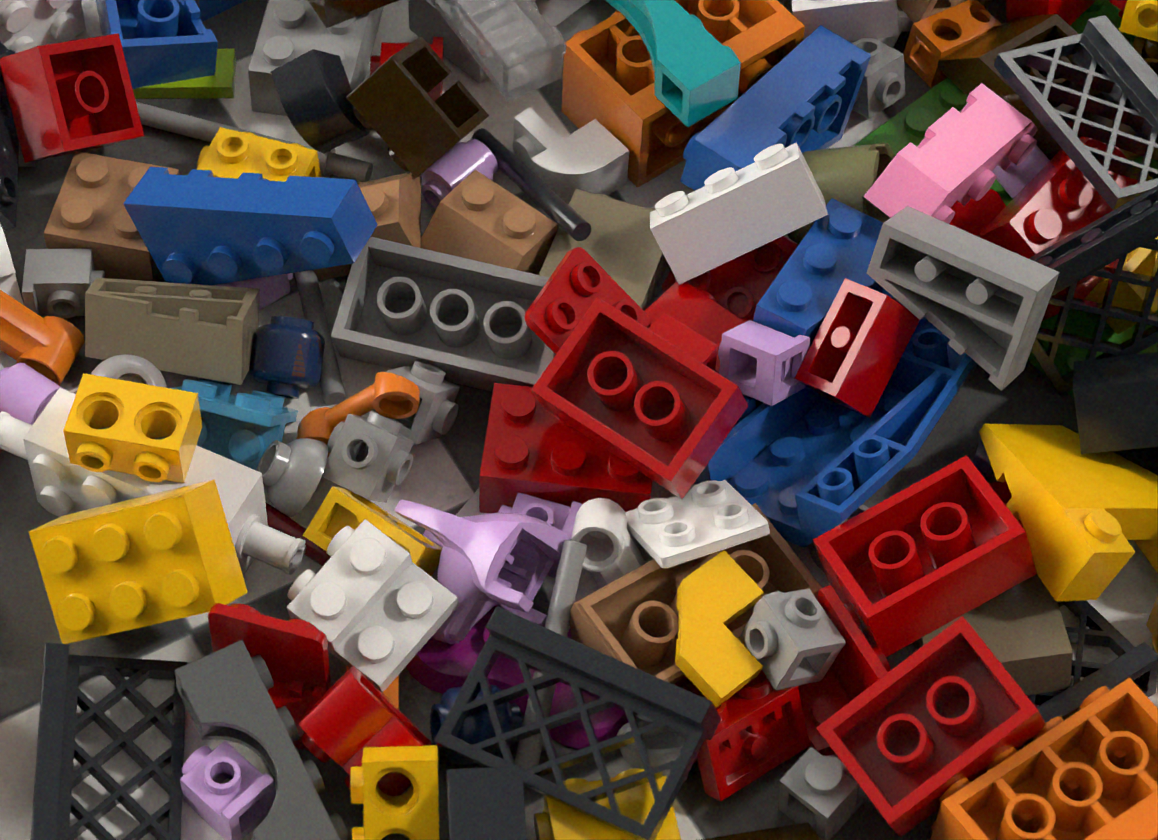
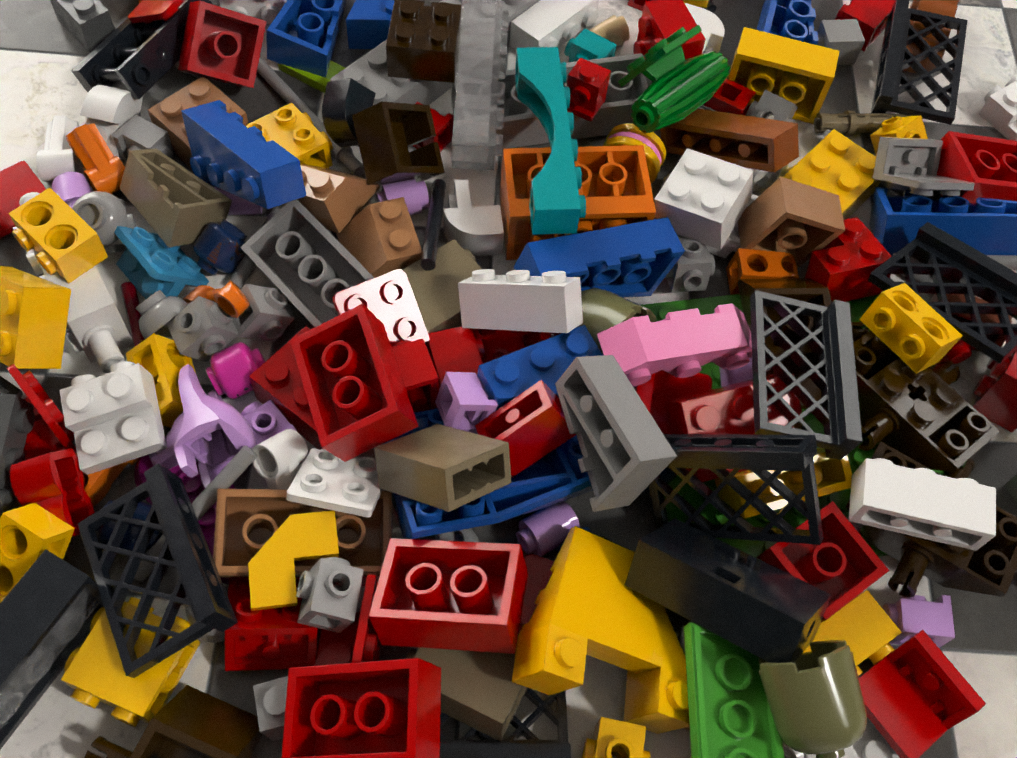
camera: 30 degrees right, 5 degrees up
(443, 480) = (232, 369): none -> dark pink head
(808, 432) = (443, 466): none -> dark tan brick
(947, 443) = (546, 528): none -> lavender brick

